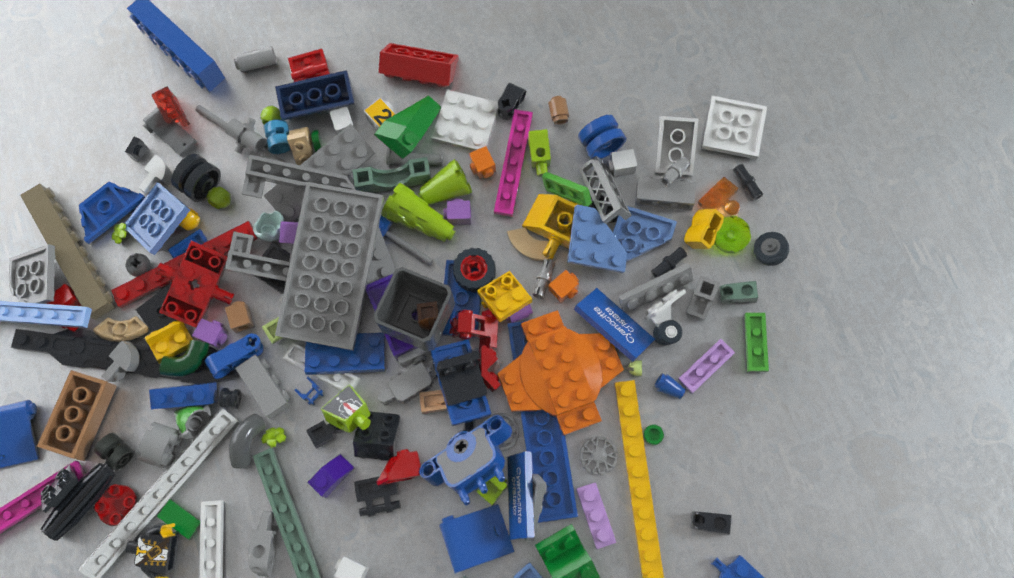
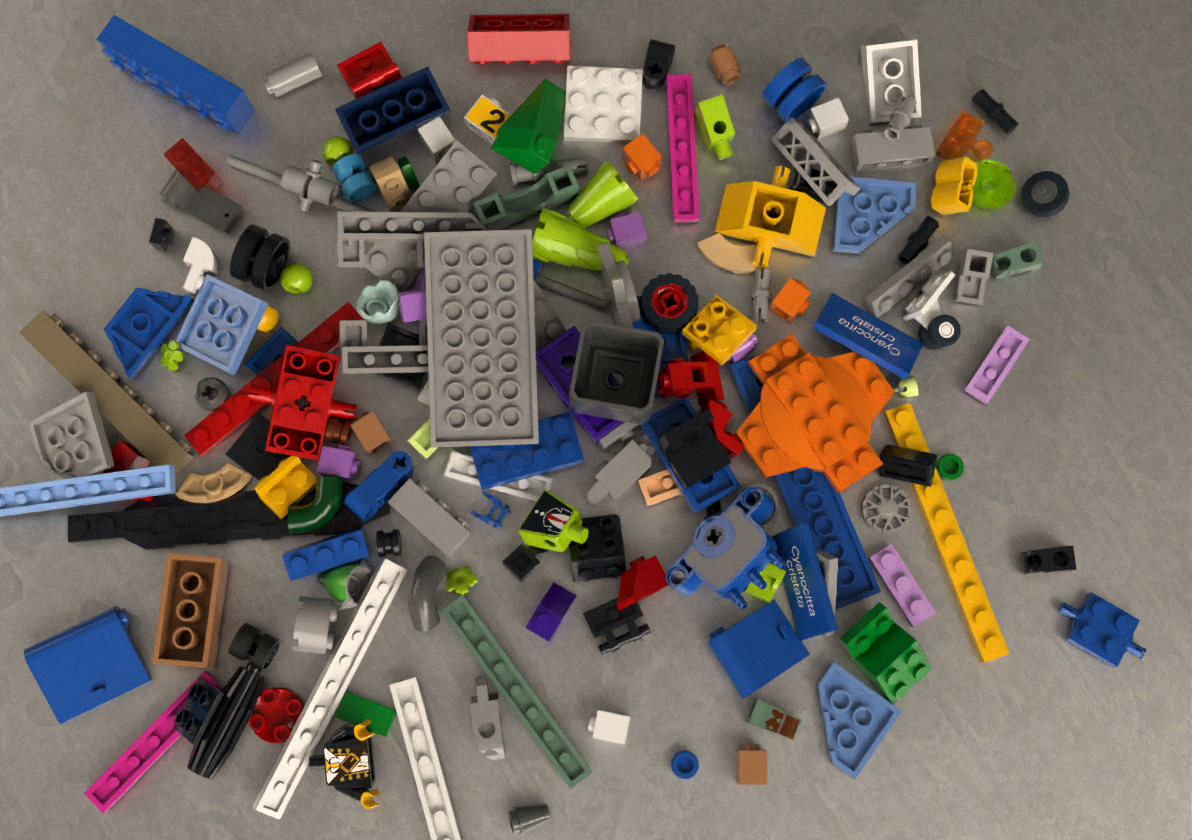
camera: 20 degrees left, 5 degrees up
(125, 359) = (235, 522): light grey brick -> none
(217, 310) = (339, 431): none -> copper wheel
(427, 315) = (632, 377): reddish brown plate -> none
(437, 251) = (618, 288): none -> light grey plate
(566, 189) = (765, 170): bright green plate -> none
(594, 243) = (819, 234): medium blue plate -> none
(620, 426) = (907, 465): none -> black slope
(667, 385) = (955, 400): blue cone -> none
(734, 127) = (961, 41): white plate -> none
(756, 342) = (1052, 320): bright green plate -> none

